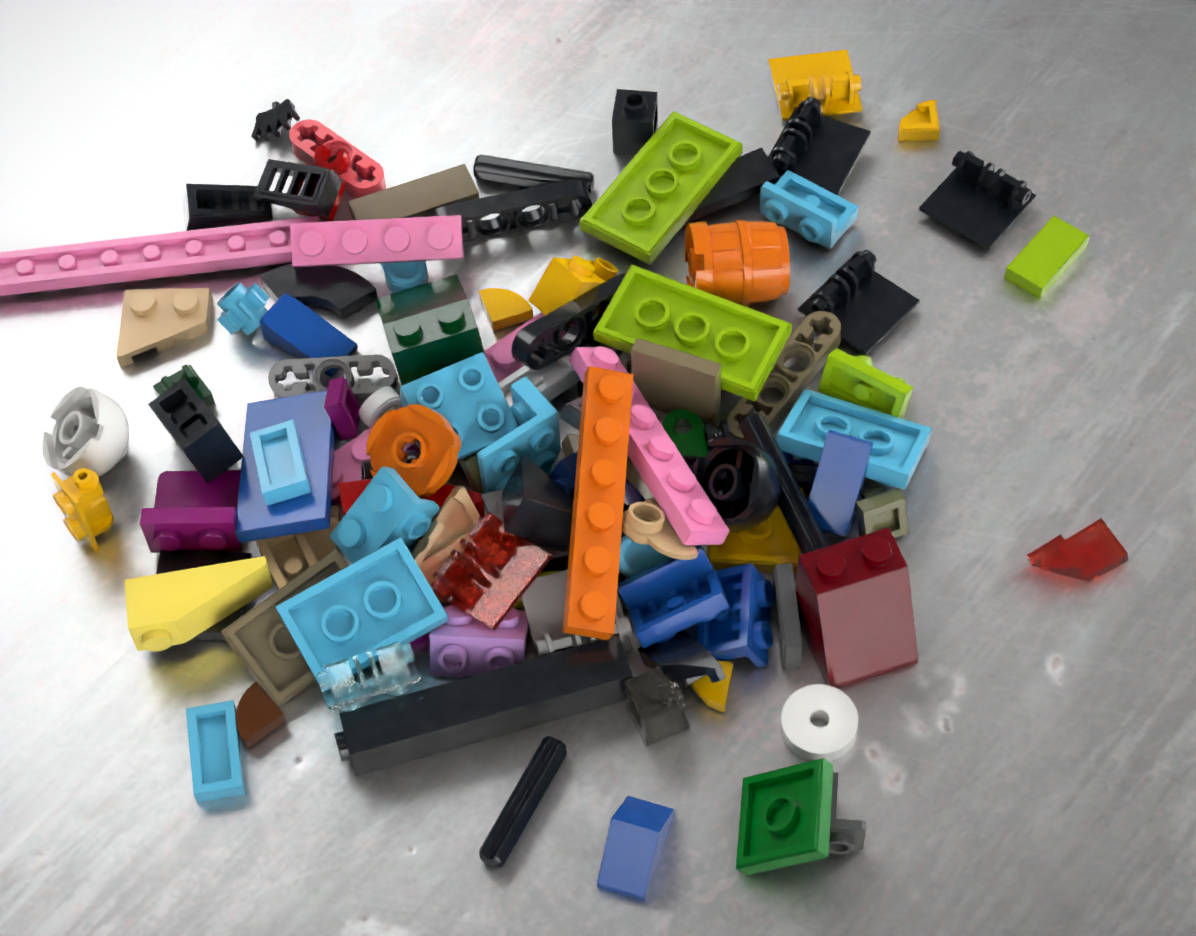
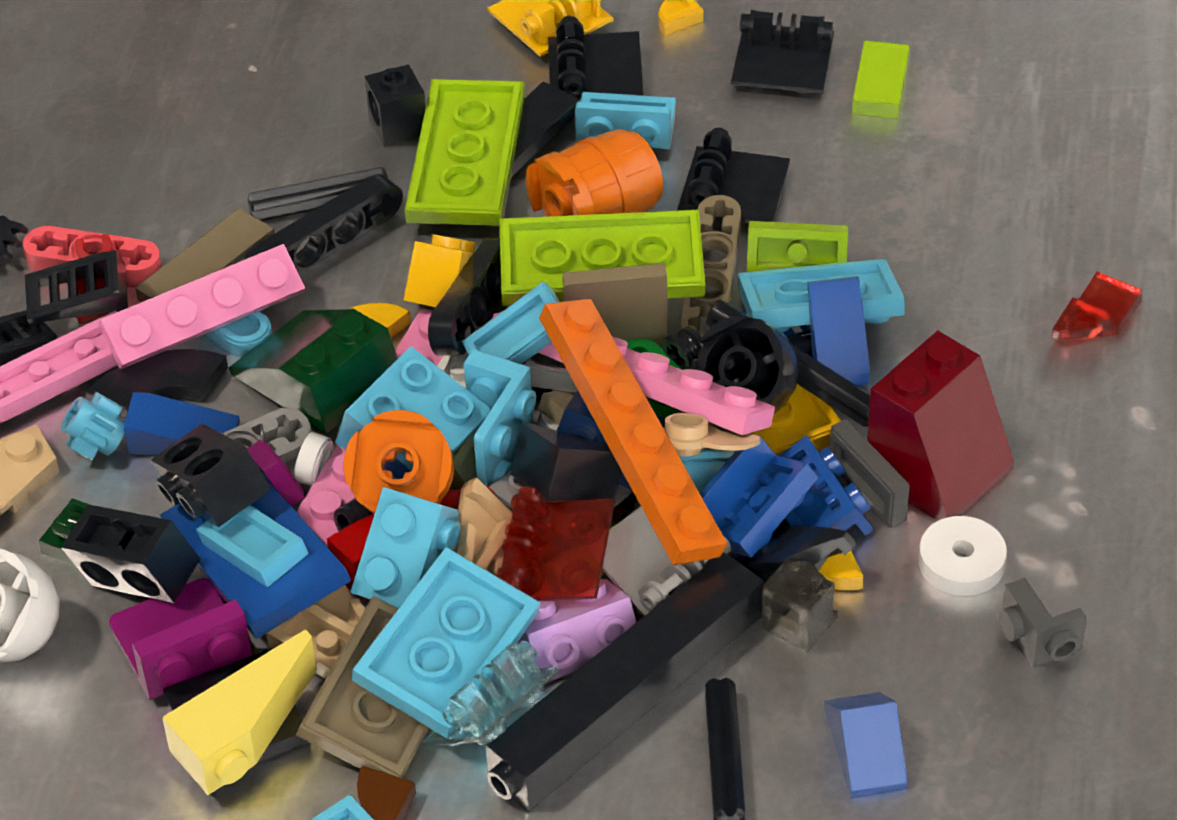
camera: 30 degrees left, 10 degrees down
(83, 505) = (51, 676): yellow hinge -> none
(279, 394) = (209, 475): none -> black brick
(562, 375) = (517, 330): none -> medium azure tile
(785, 817) = (999, 642): green tile -> none
(882, 511) = (891, 344): olive tile -> none

